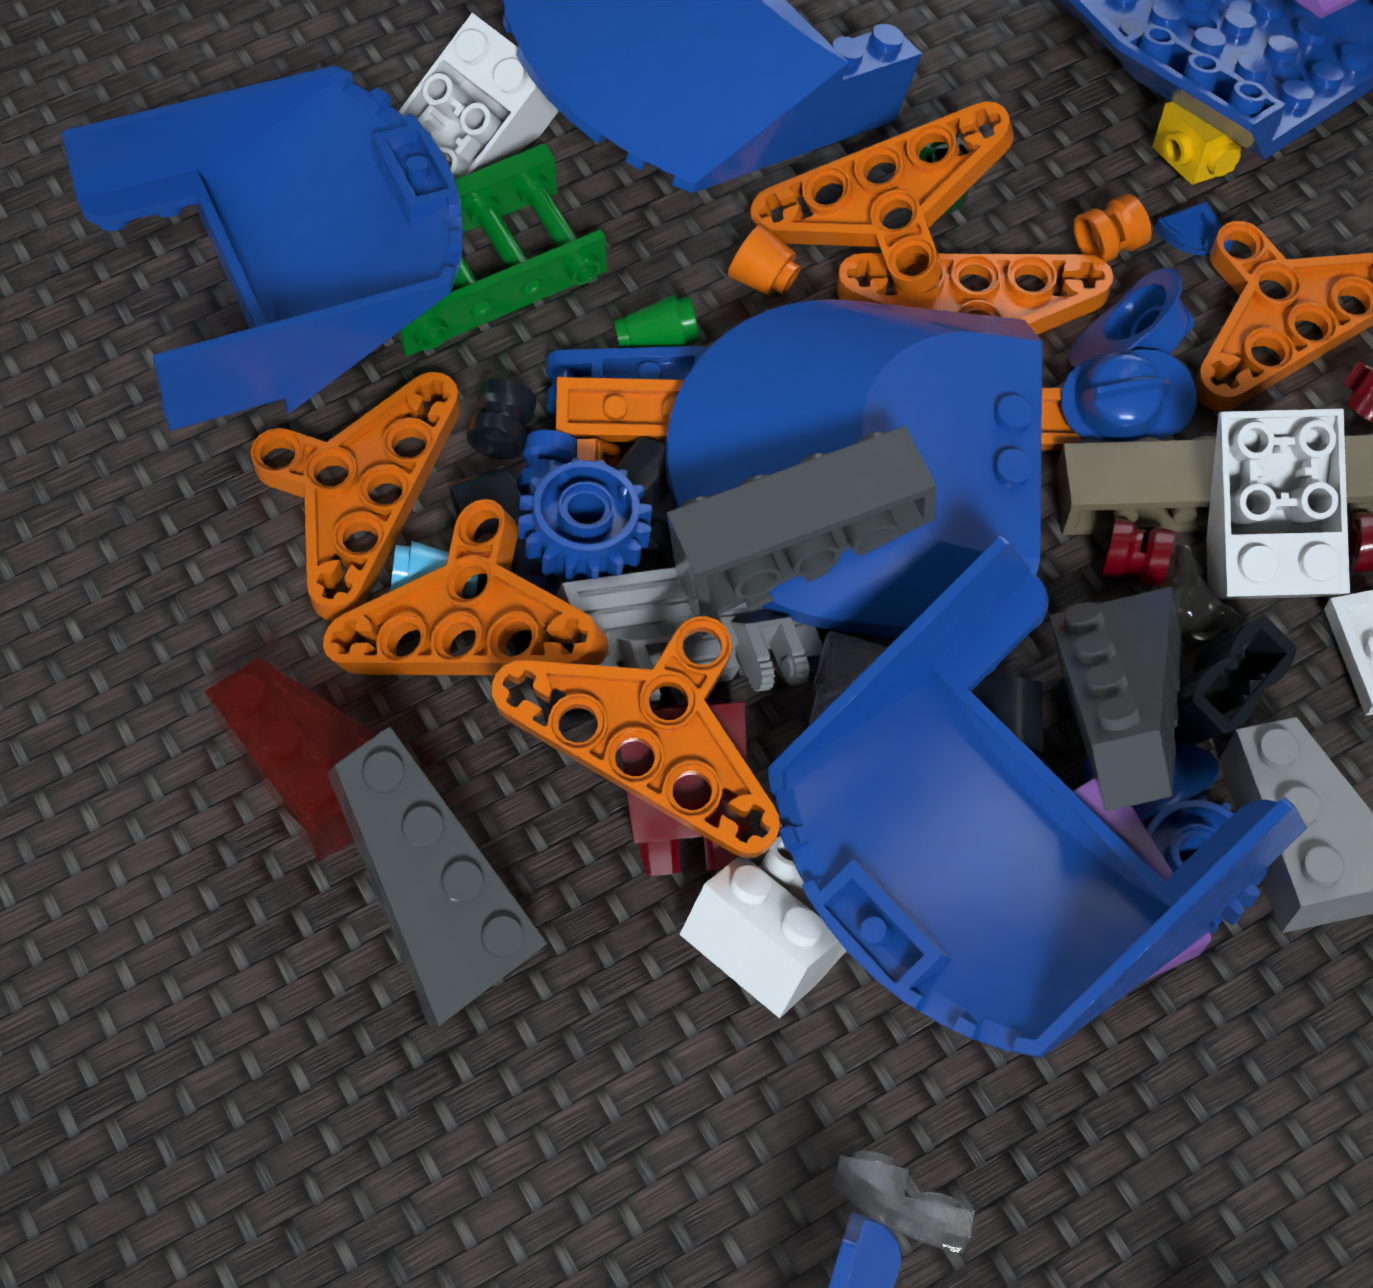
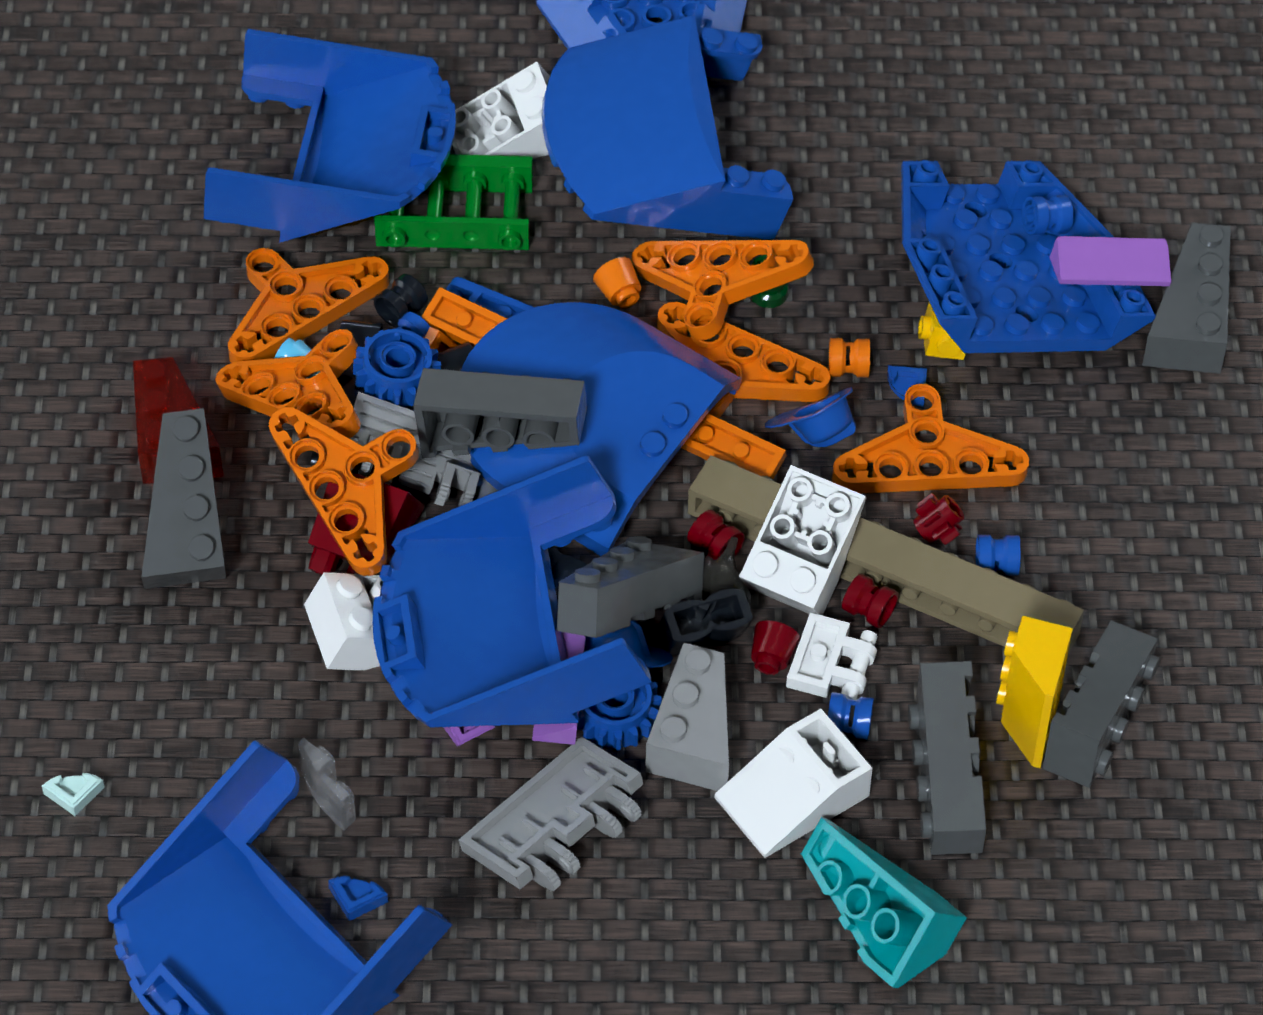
camera: 30 degrees right, 10 degrees down
(661, 324) = (532, 289): green cone -> none
(1128, 396) = (773, 445): blue piece -> none
(1226, 1063) = (555, 804): none -> light grey hinge
(1322, 671) = (773, 646): none -> dark red hat

